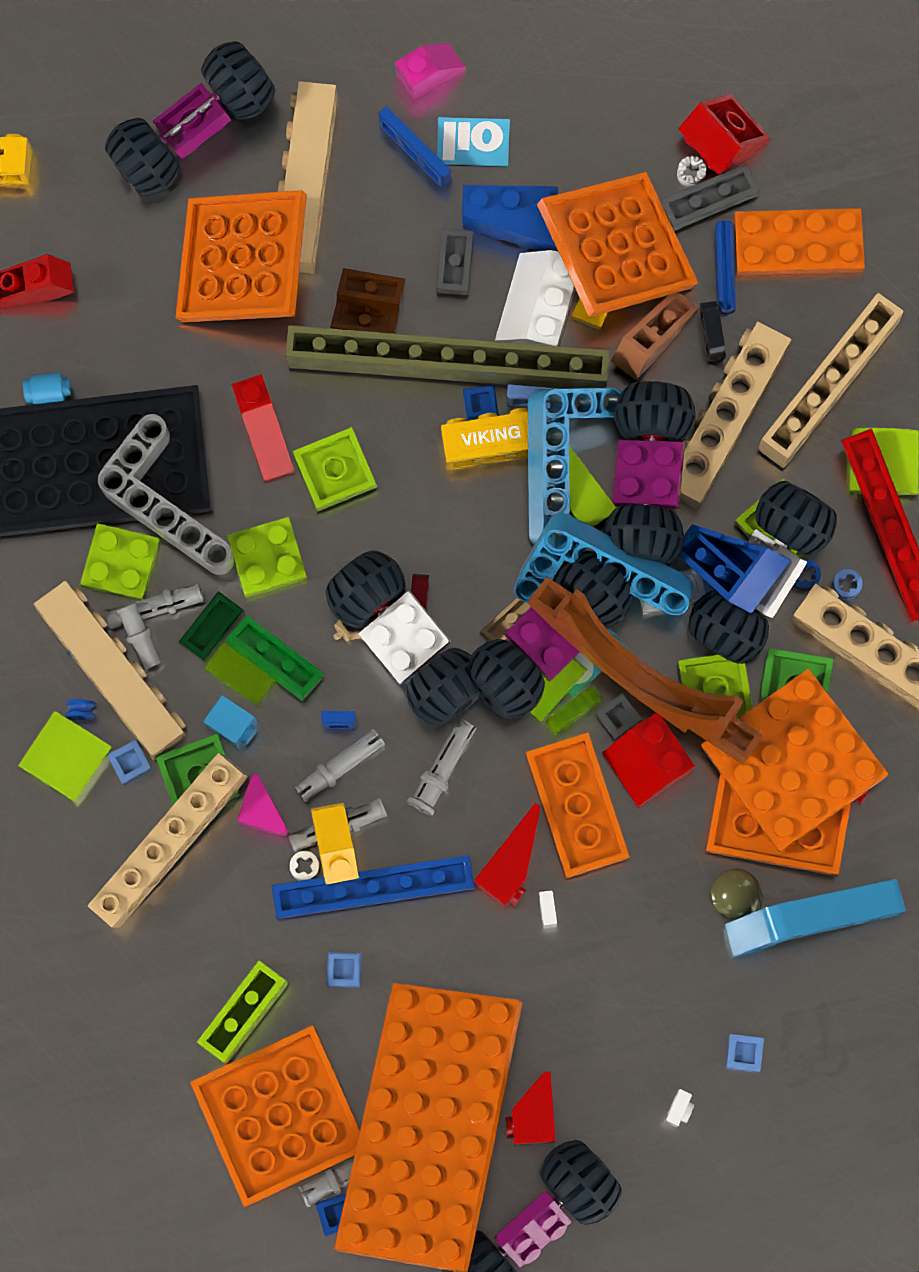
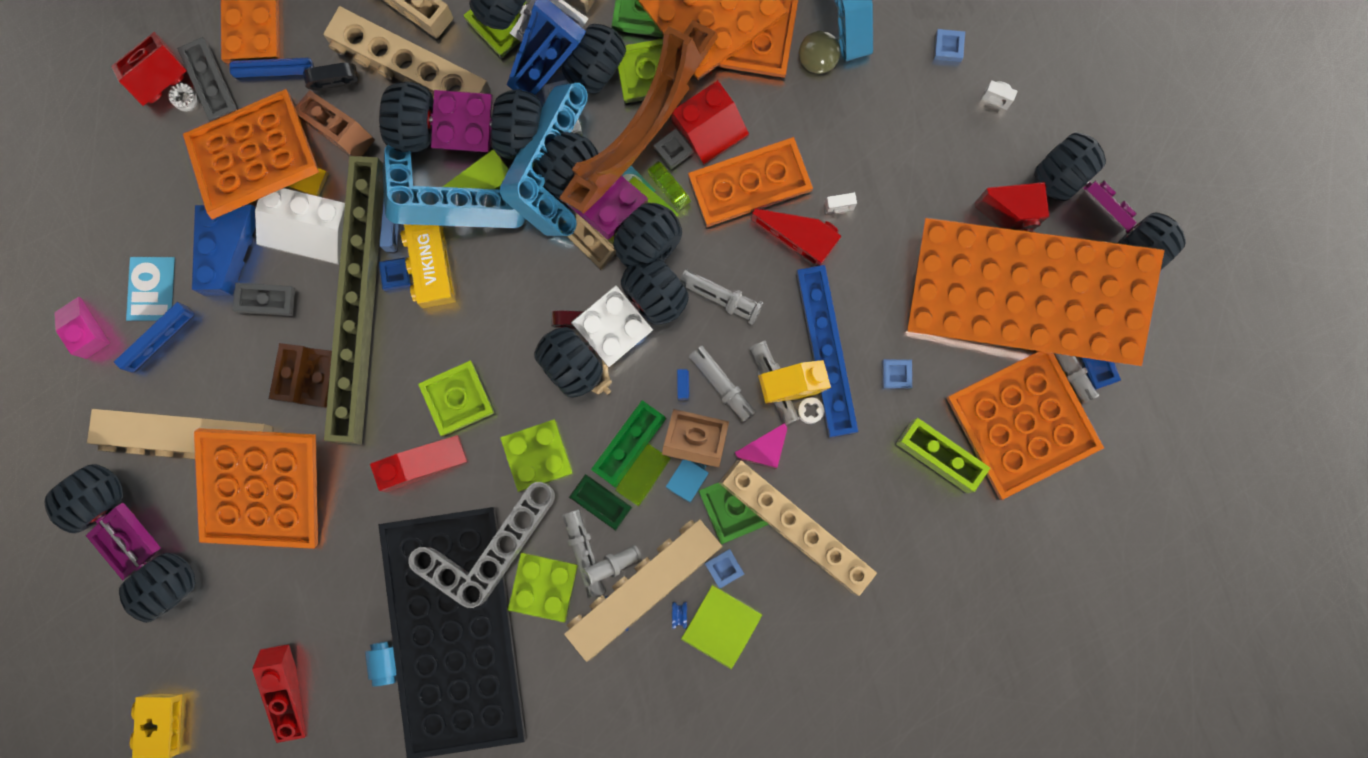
camera: 95 degrees left, 5 degrees up
(276, 730) = (695, 438): none -> medium nougat plate

